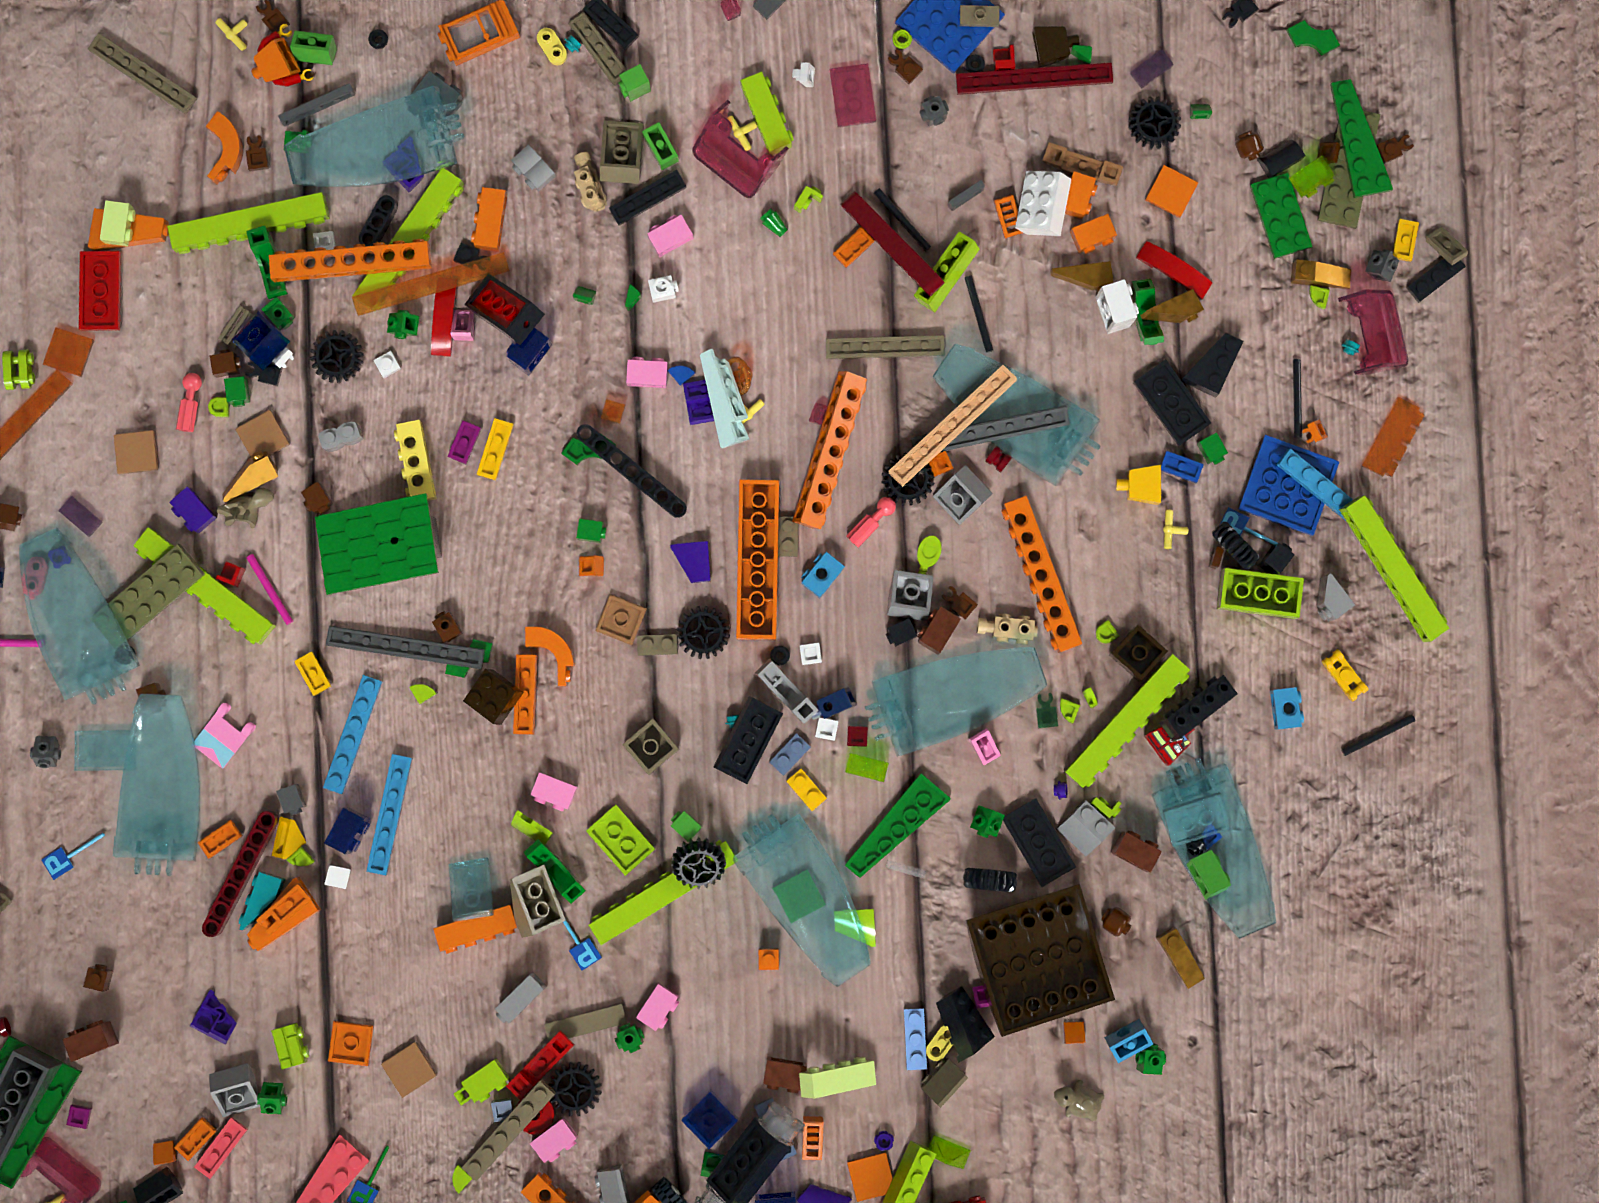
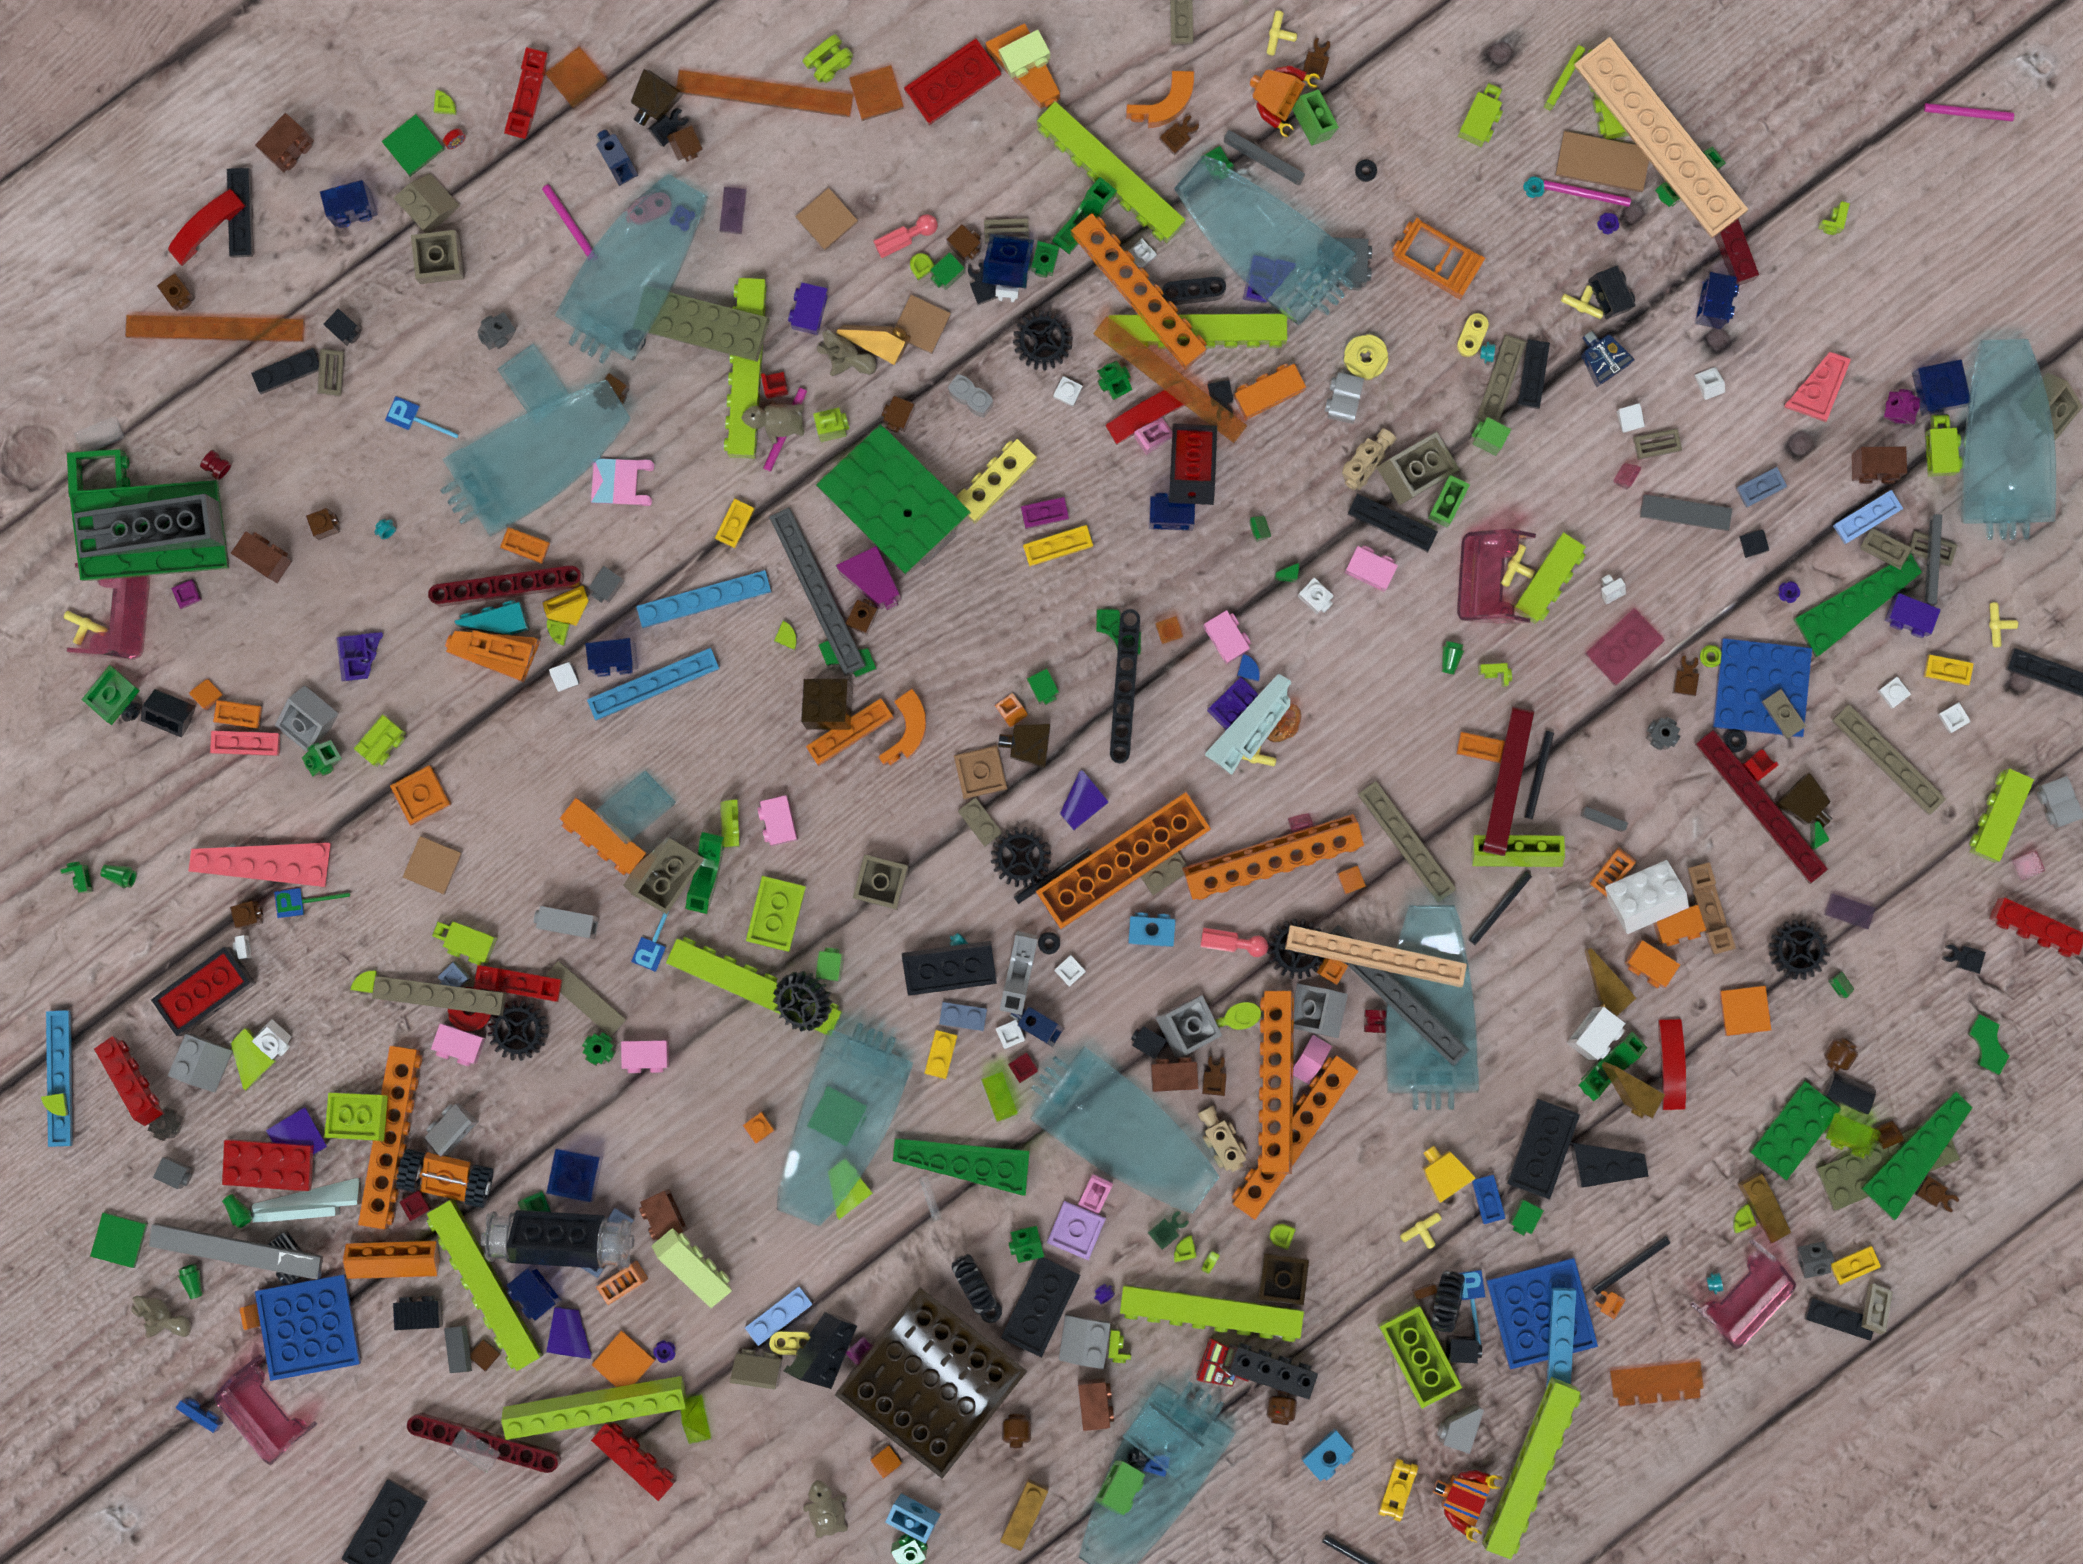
camera: 65 degrees right, 0 degrees up
(134, 935) = (384, 529): none -> teal plate
(259, 589) = (778, 419): none -> dark tan animal
(289, 552) = (831, 424): none -> lime brick
(423, 600) = (871, 577): none -> magenta slope
(504, 127) = (1366, 344): none -> light yellow plate
(624, 570) = (1028, 743): none -> dark brown torso
(732, 619) = (1052, 875): none -> black bar
(884, 406) = (1351, 880): none -> orange slope
(940, 514) = (1284, 1115): none -> orange brick
(994, 524) = (1311, 1059): none -> bright pink slope
(1001, 779) = (1076, 1230): none -> lavender tile
(1024, 881) = (991, 1319): none -> black plate
(1230, 718) = (1281, 1408): none -> reddish brown head
(1383, 631) = (1465, 1499): none -> torso

